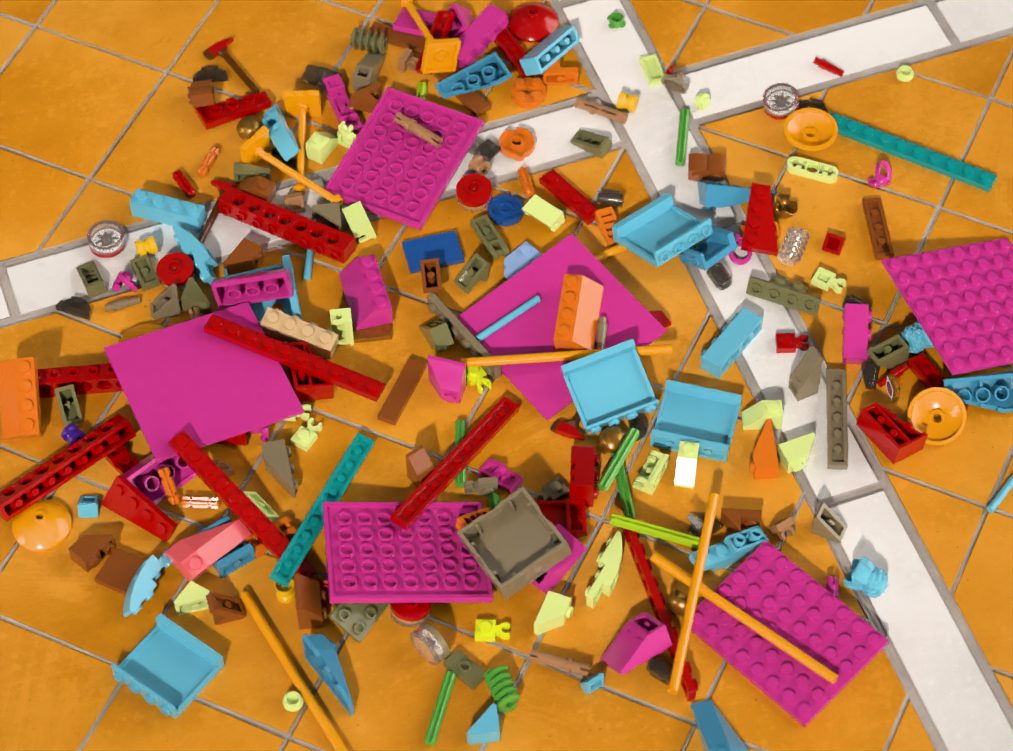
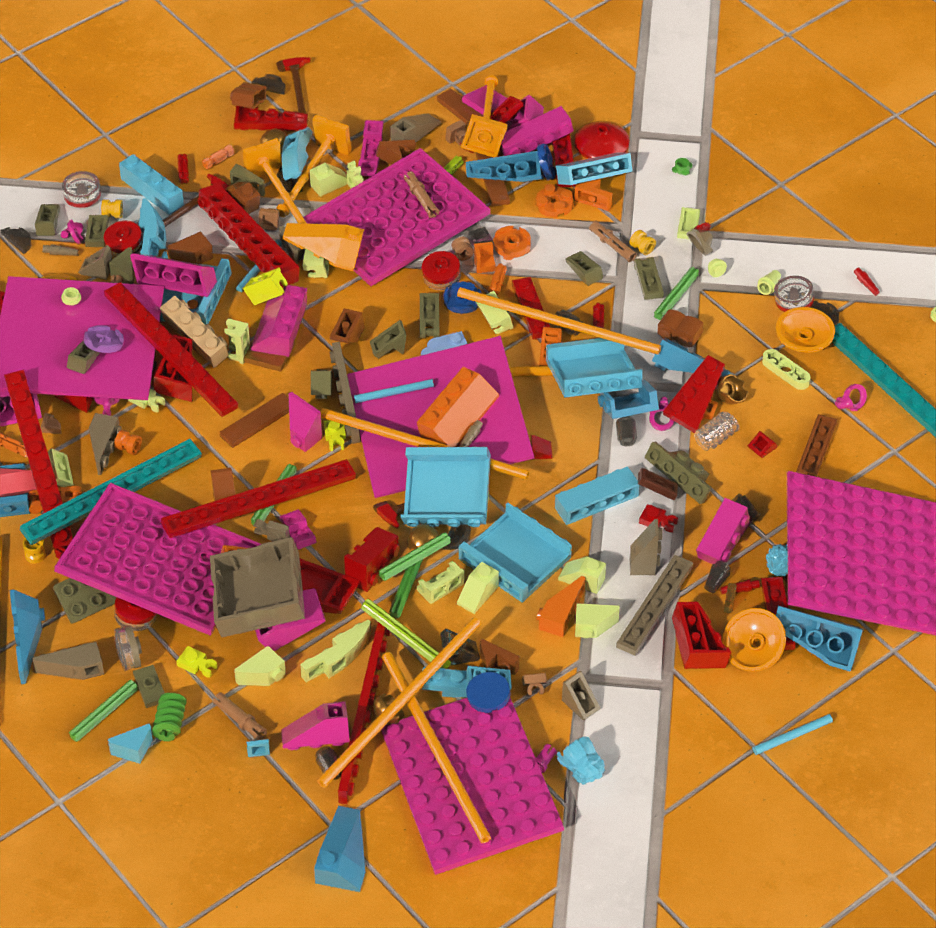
camera: 25 degrees right, 5 degrees down
(176, 344) = (71, 296): none -> yellowish green plate
(224, 395) = (81, 358): none -> olive slope
(232, 372) = (103, 339): none -> medium lavender tile
(304, 458) = (129, 442): none -> orange wheel
(306, 437) = (146, 425): yellowish green plate -> none
(309, 602) = (40, 566): dark orange slope -> none
(314, 74) = (364, 113): clear smoke slope -> none
(335, 266) = (265, 286): none -> neon yellow hinge
(369, 41) = (433, 103): olive piece -> none
(371, 203) = (331, 241): none -> light orange wedge
(390, 676) = (76, 662): none -> dark tan slope
(441, 246) = (377, 309): blue tile -> none
(500, 52) = (545, 160): none -> blue tile
(502, 167) = (484, 257): none -> orange panel
(553, 491) = (335, 561): dark tan plate -> none
(608, 200) = (559, 321): none -> light orange piece
(633, 185) = (598, 315): none -> red axle
(652, 132) = (649, 278): none -> olive plate
(752, 99) = (767, 283): none -> yellowish green cone
(759, 552) = (488, 692): none -> blue tile
(775, 312) = (658, 484): none -> copper tile
(826, 279) = (731, 473): yellowish green plate -> none
(890, 352) = (744, 563): olive slope -> none

